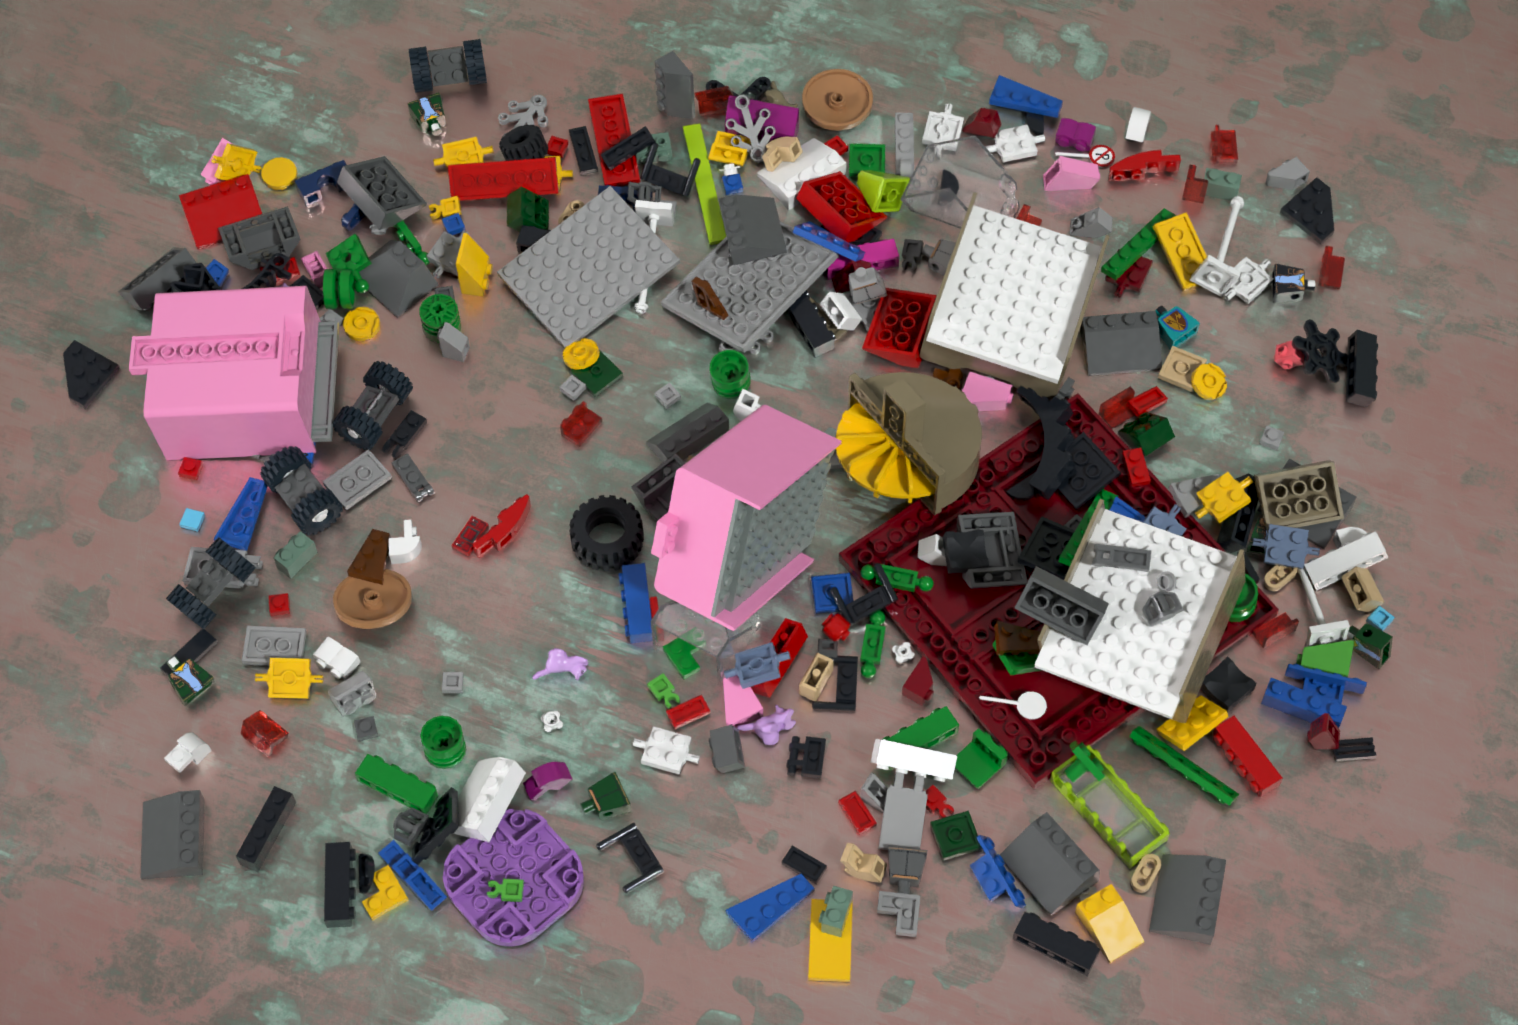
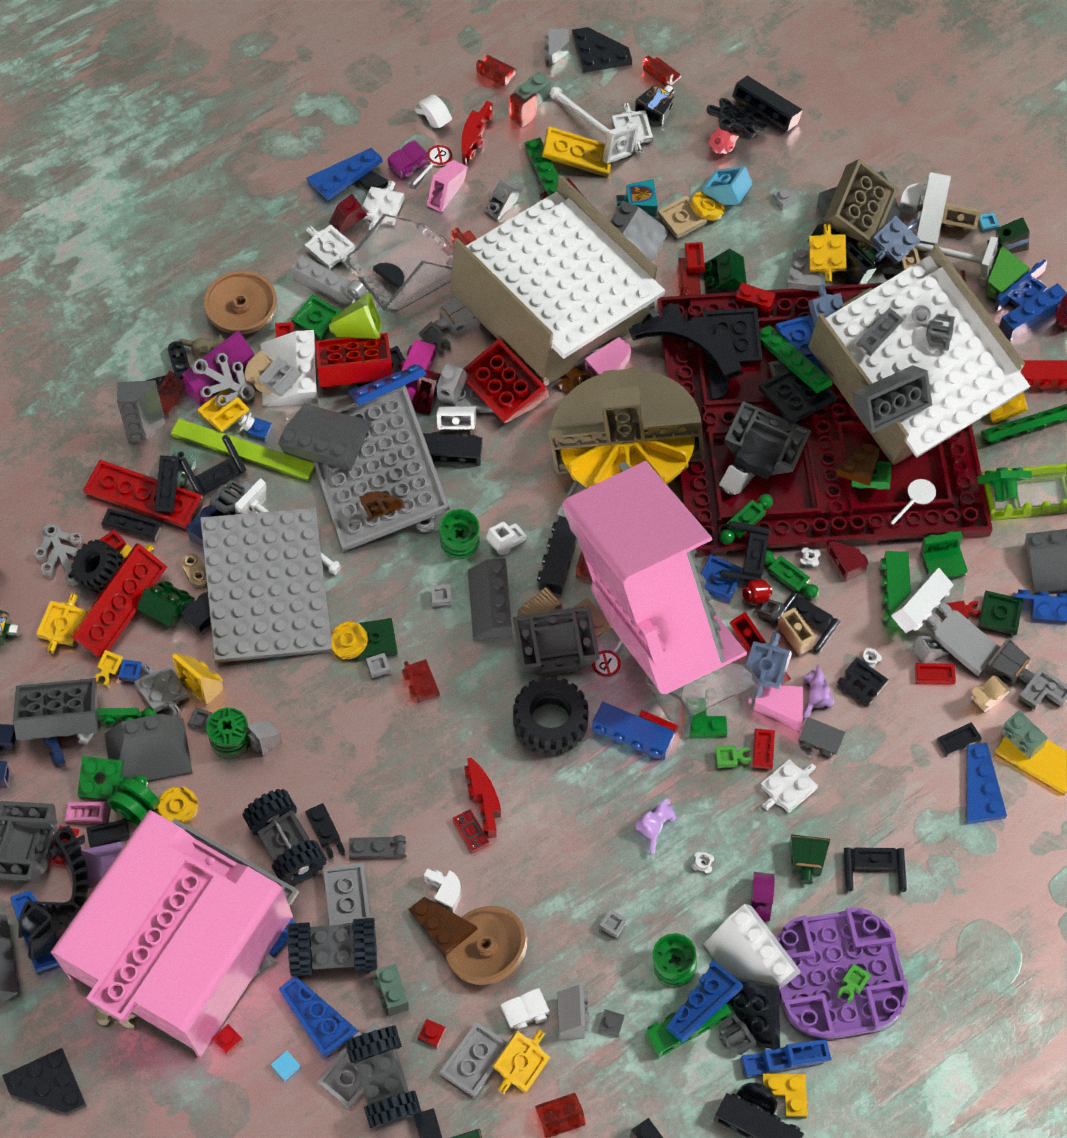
camera: 60 degrees left, 0 degrees up
(428, 784) = (708, 997): none -> blue wing
(775, 156) = (282, 368): none -> light grey piece
(835, 746) = (869, 652): none -> white plate
(1242, 385) = (728, 185): none -> medium azure slope

